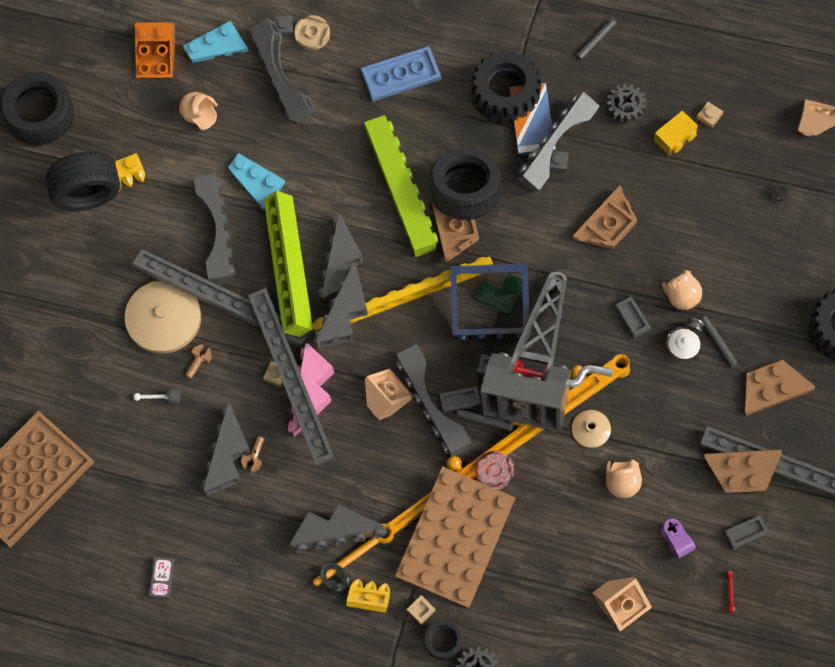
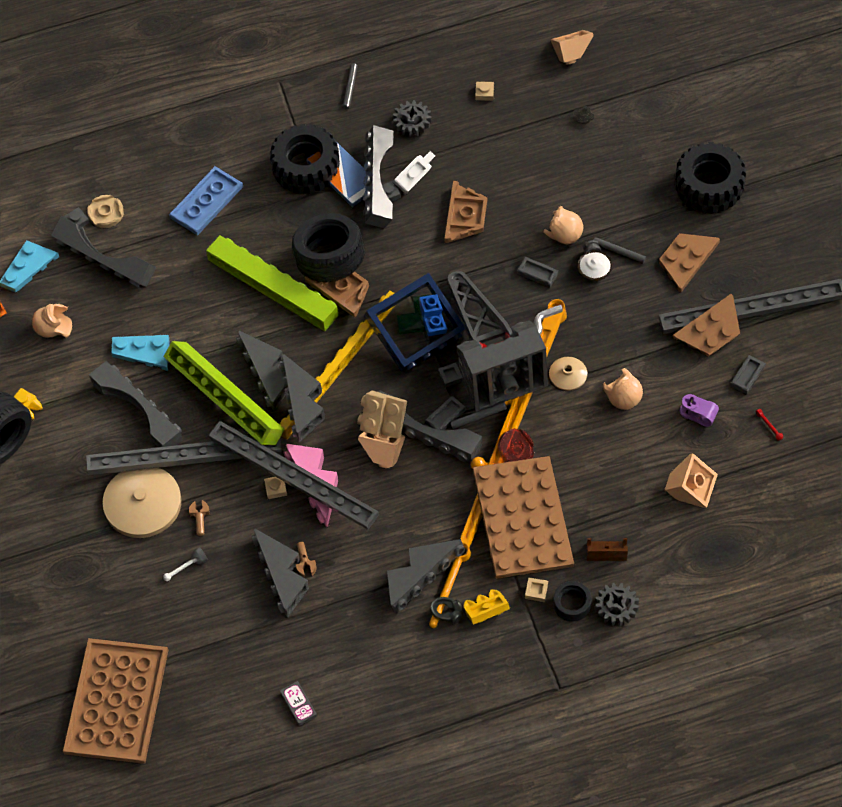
camera: 35 degrees left, 10 degrees down
(401, 368) = (382, 414): none -> tan plate
(505, 304) = (432, 315): none -> blue slope
(505, 613) = (607, 550): none -> reddish brown hinge
(591, 156) = (413, 172): none -> white hinge
(676, 133) = (468, 118): yellow brick -> none

